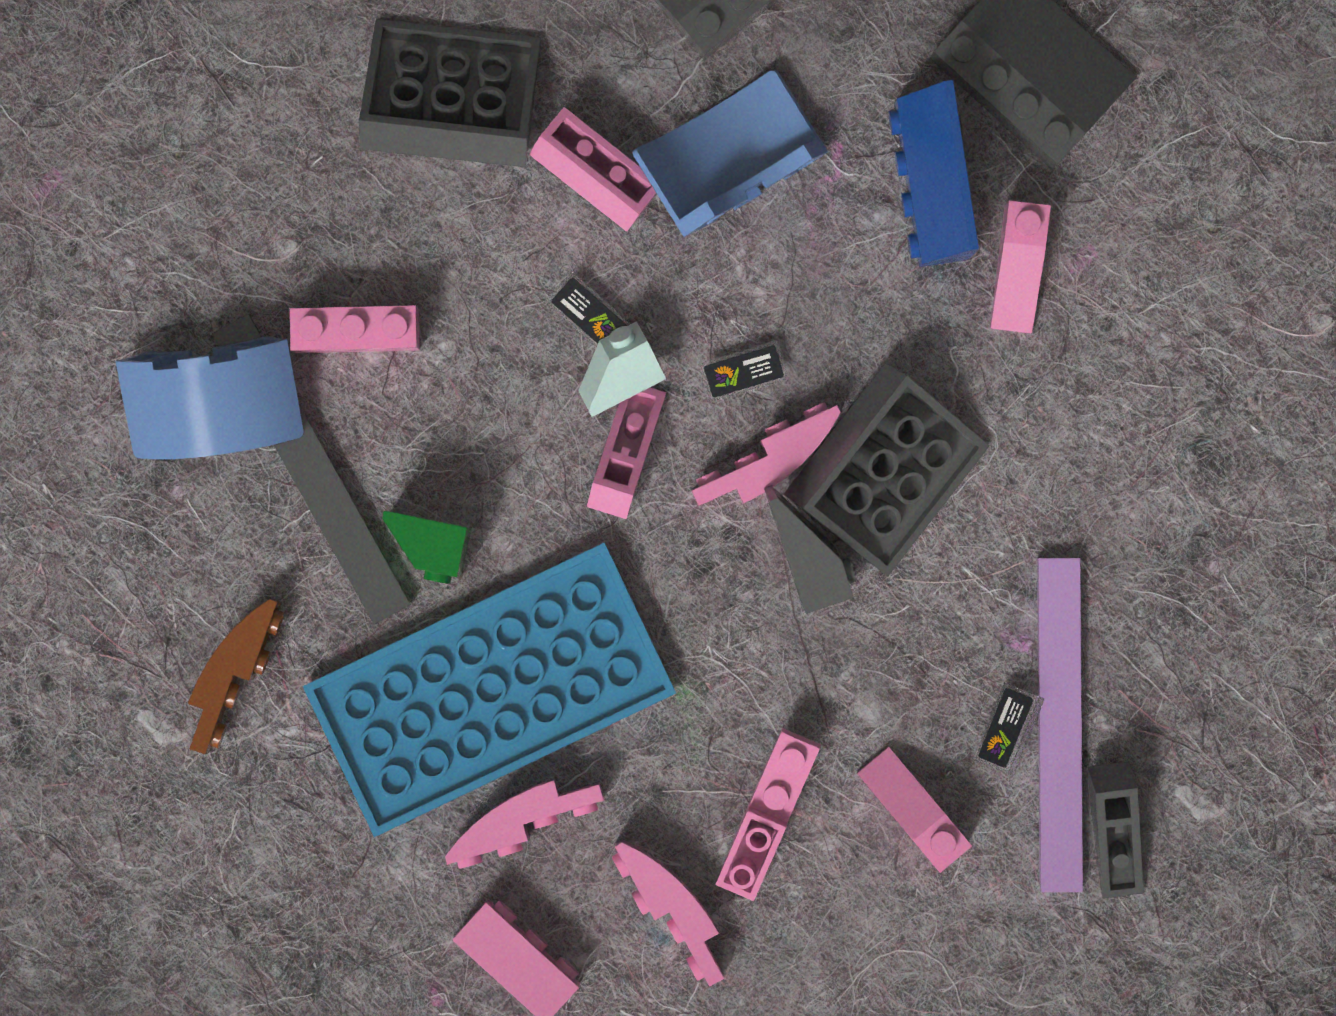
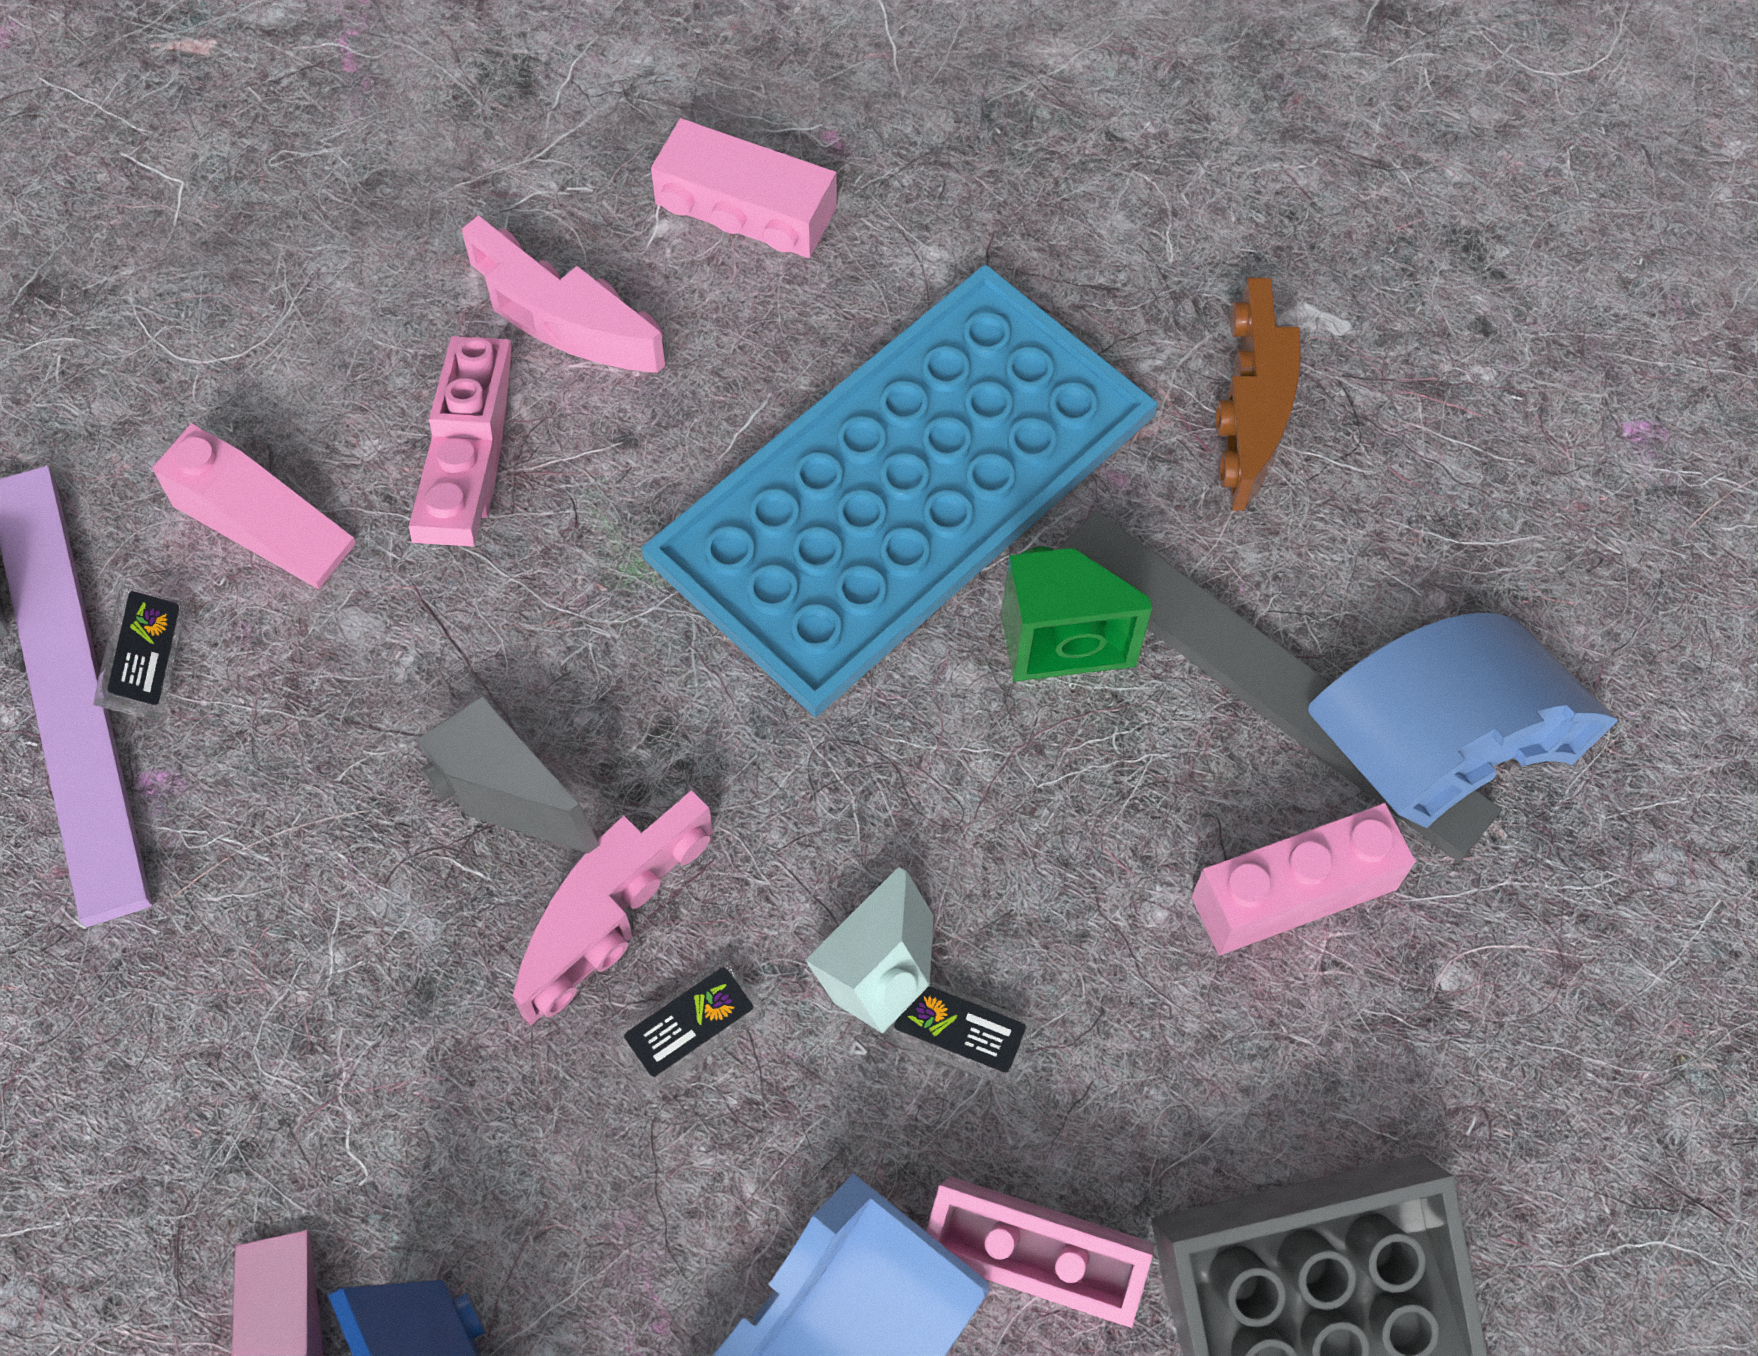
camera: 160 degrees right, 25 degrees down
(505, 824) = (815, 336): bright pink slope -> none
(625, 453) = (827, 841): bright pink slope -> none
(886, 469) = (421, 951): dark grey slope -> none

